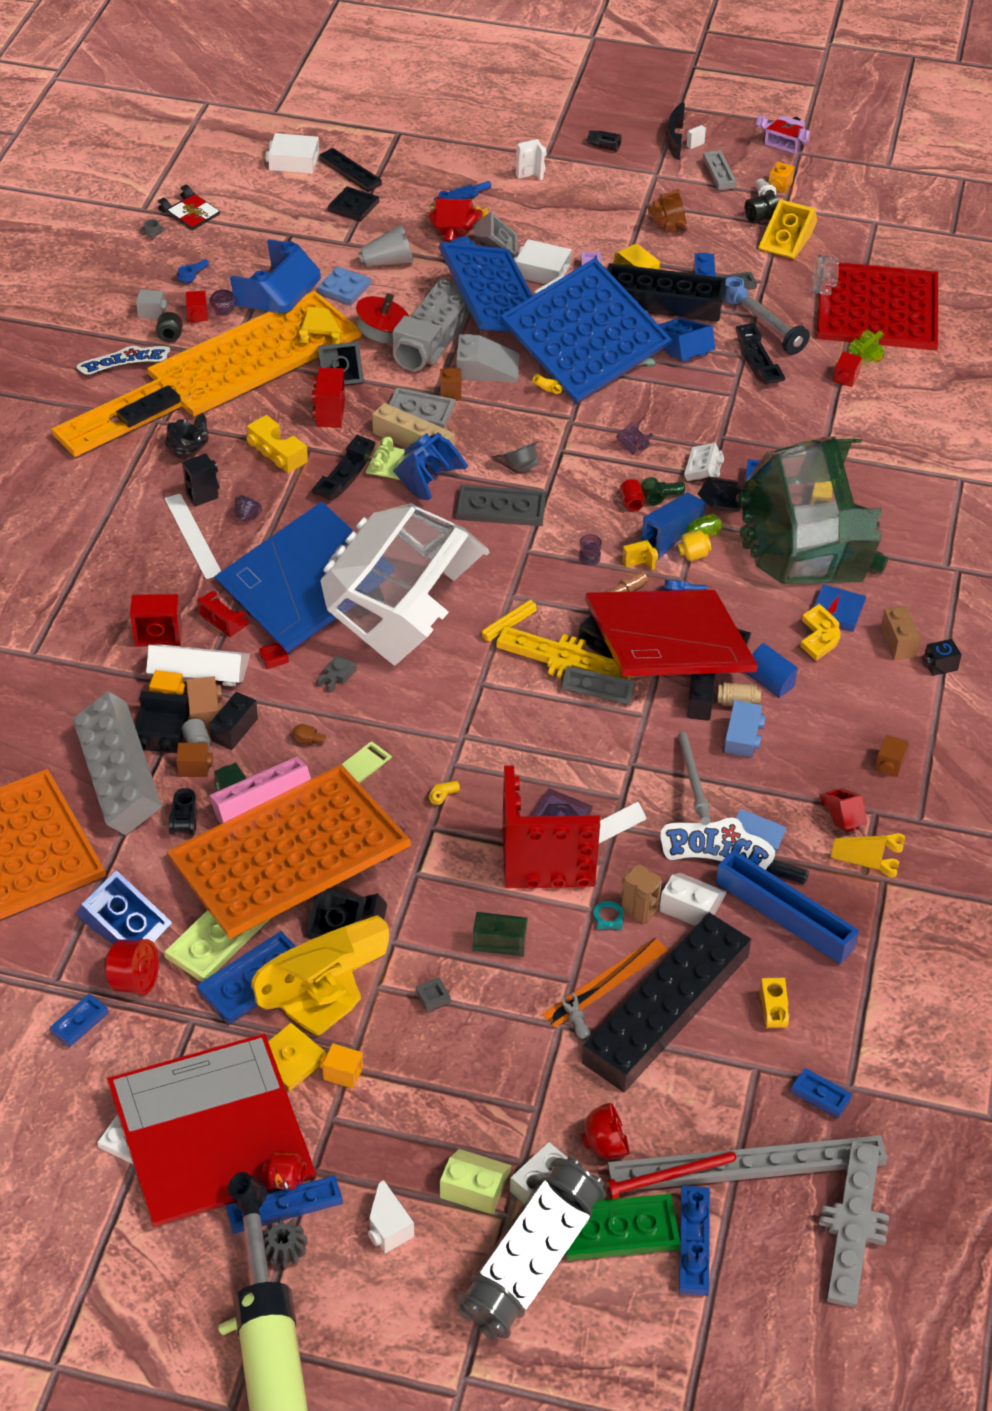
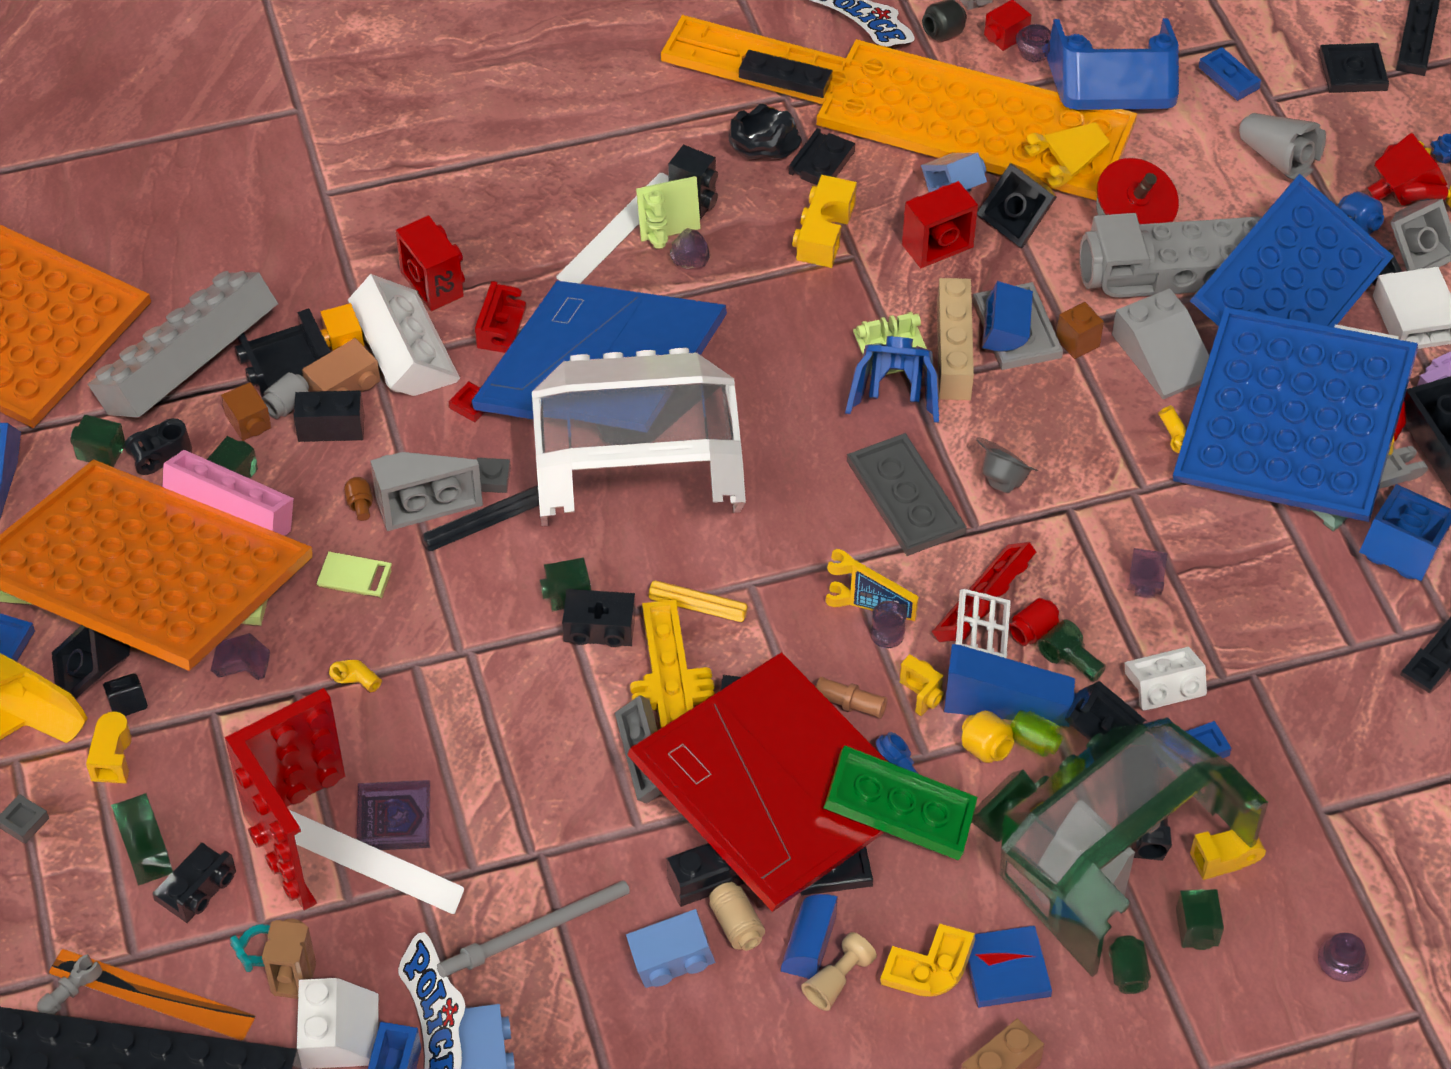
camera: 60 degrees right, 5 degrees up
(152, 842) = (98, 440): none -> clear green brick
(213, 501) = (667, 209): none -> yellowish green hinge
(224, 427) = (822, 156): none -> black plate
(297, 374) = (954, 167): none -> medium blue brick
(318, 245) = (1229, 73): none -> blue plate
(333, 697) = (424, 487): none -> light grey slope
(344, 285) = (1183, 138): medium blue plate -> none
(347, 470) = (833, 311): black slope -> none
(371, 686) = (481, 519): none -> black axle
(412, 930) = (106, 754): none -> yellow leg
(420, 403) = (1007, 317): none -> blue brick
(455, 667) = (563, 576): none -> clear green brick
(491, 664) = (599, 617): none -> black brick
(544, 926) = (195, 882): none -> black bracket
(565, 542) = (867, 587): none -> yellow flag
(597, 504) = (994, 582): none -> red plate
(633, 525) = (991, 625): none -> white window
(717, 593) = (901, 802): none -> green plate
(737, 562) = (990, 812): none -> clear green slope
(806, 678) = (828, 983): none -> tan piece
(915, 485) = (1343, 957): none -> clear purple cone

